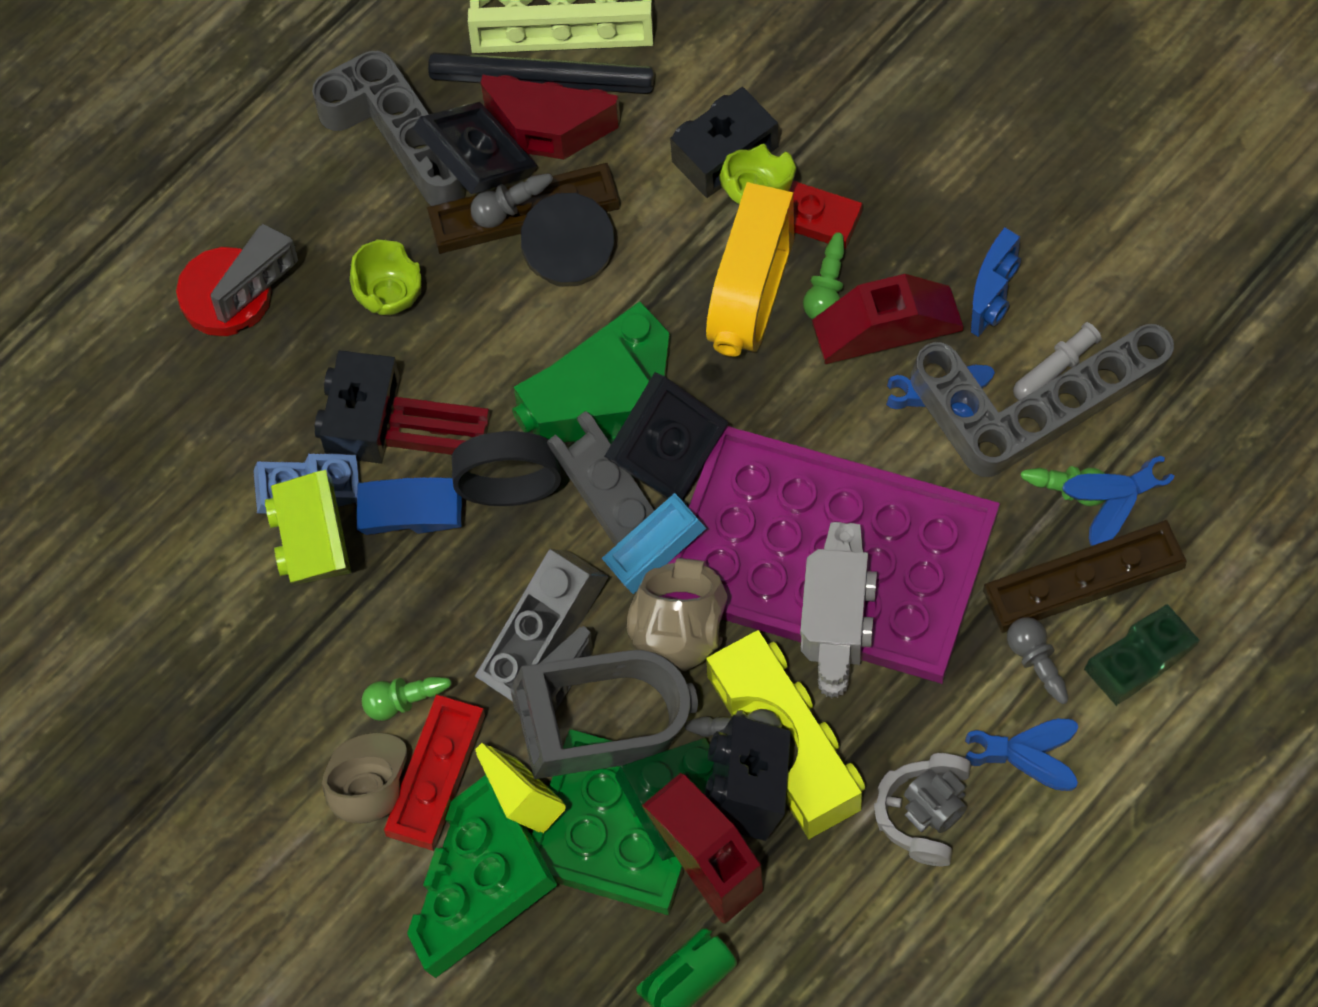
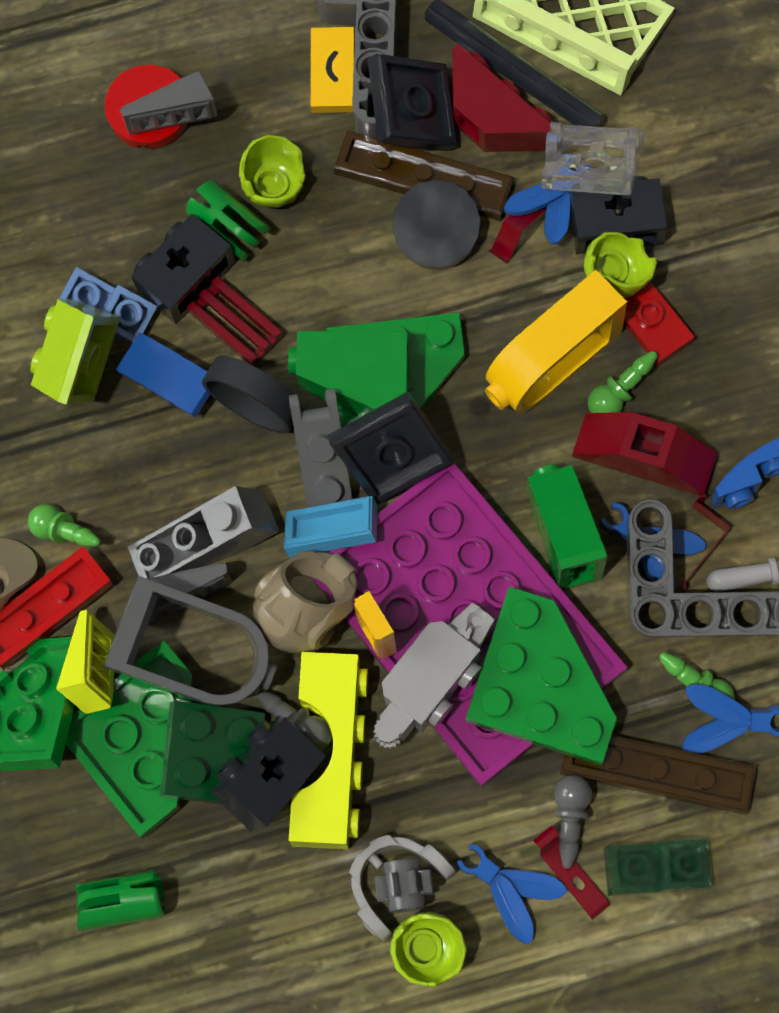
camera: 35 degrees right, 10 degrees up
(356, 335) = (222, 214): none -> green arm
(376, 165) = (332, 69): none -> yellow tile
(491, 208) = (394, 162): dark grey bar -> none
(640, 198) = (510, 233): none -> dark red piece
(656, 157) = (536, 198): none -> blue piece
(698, 108) = (611, 178): none -> clear piece
(706, 847) = (189, 810): dark red slope -> none
(761, 588) = (375, 626): none -> yellow tile
(865, 418) = (566, 526): none -> green slope
(936, 559) = (540, 683): none -> green plate
(983, 342) = (714, 519): none -> dark red piece
(995, 838) = (428, 949): none -> lime hair
(1100, 717) = (590, 897): none -> dark red piece

